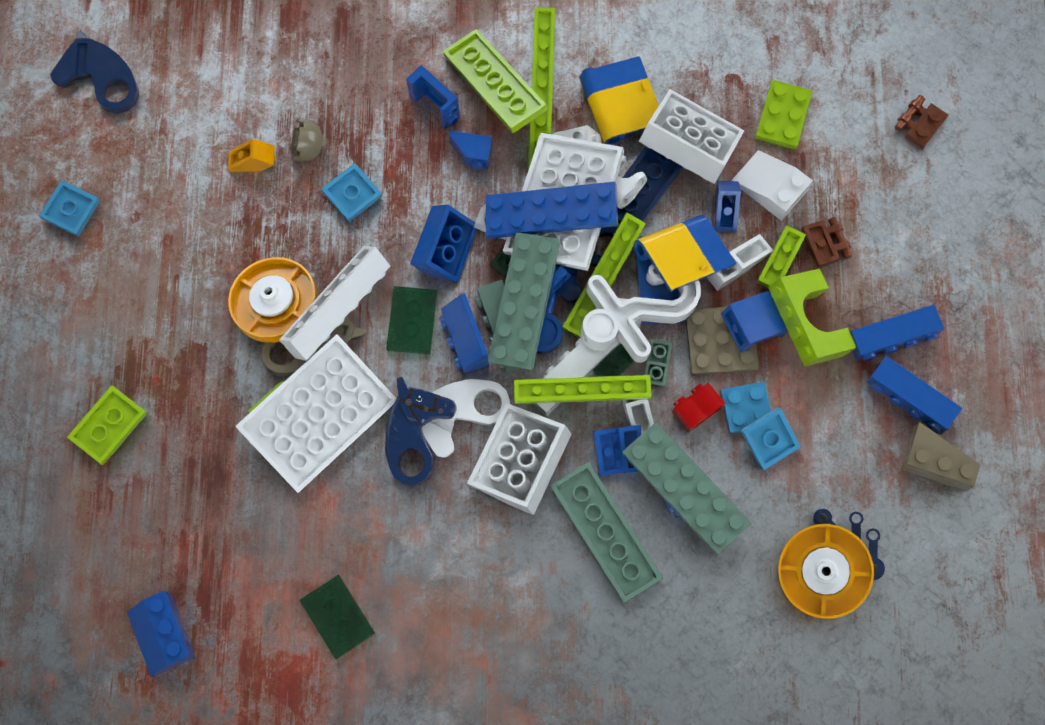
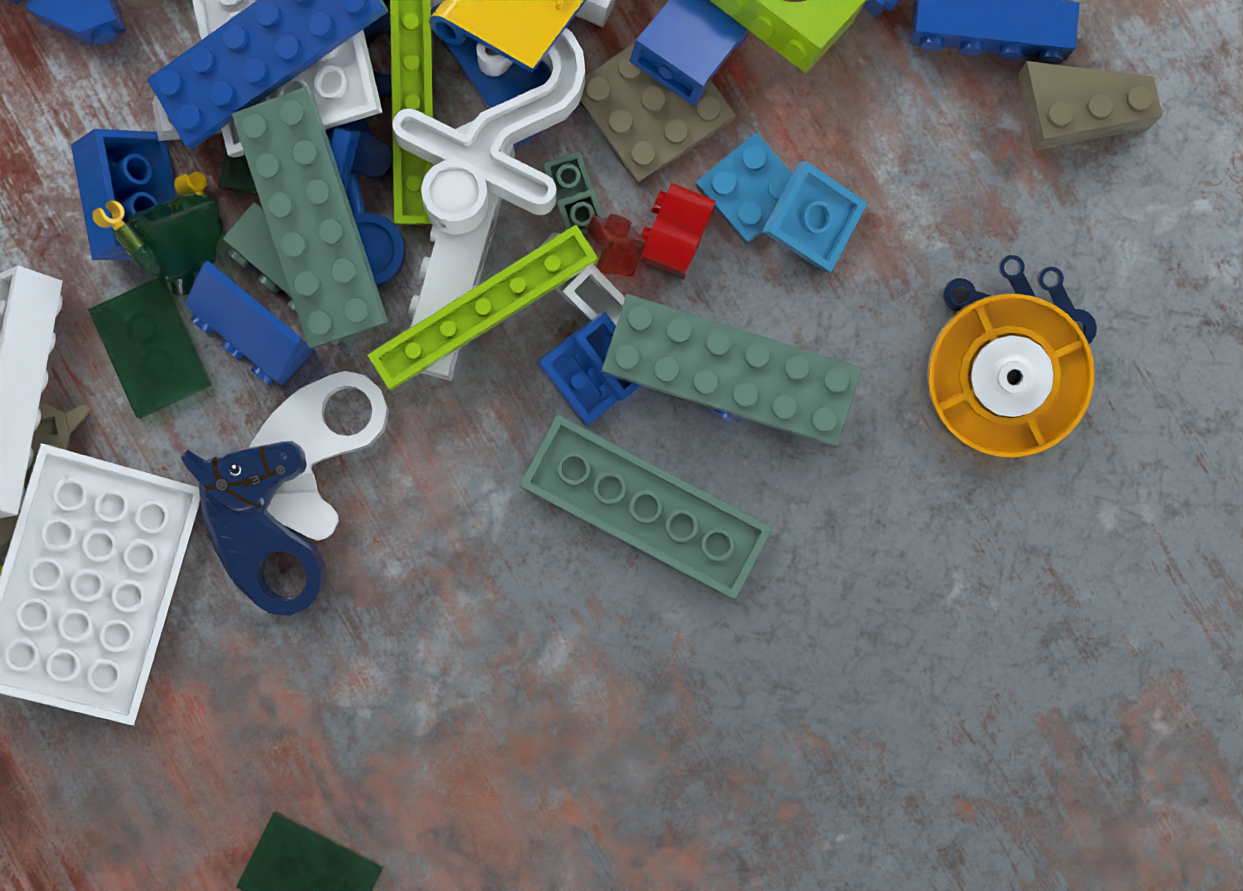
camera: 30 degrees left, 10 degrees up
(454, 273) = (172, 236): none -> clear green torso
(520, 458) = (447, 469): white slope -> none
(615, 363) = (509, 236): clear green plate -> none
(666, 397) = (620, 244): none -> clear red bracket

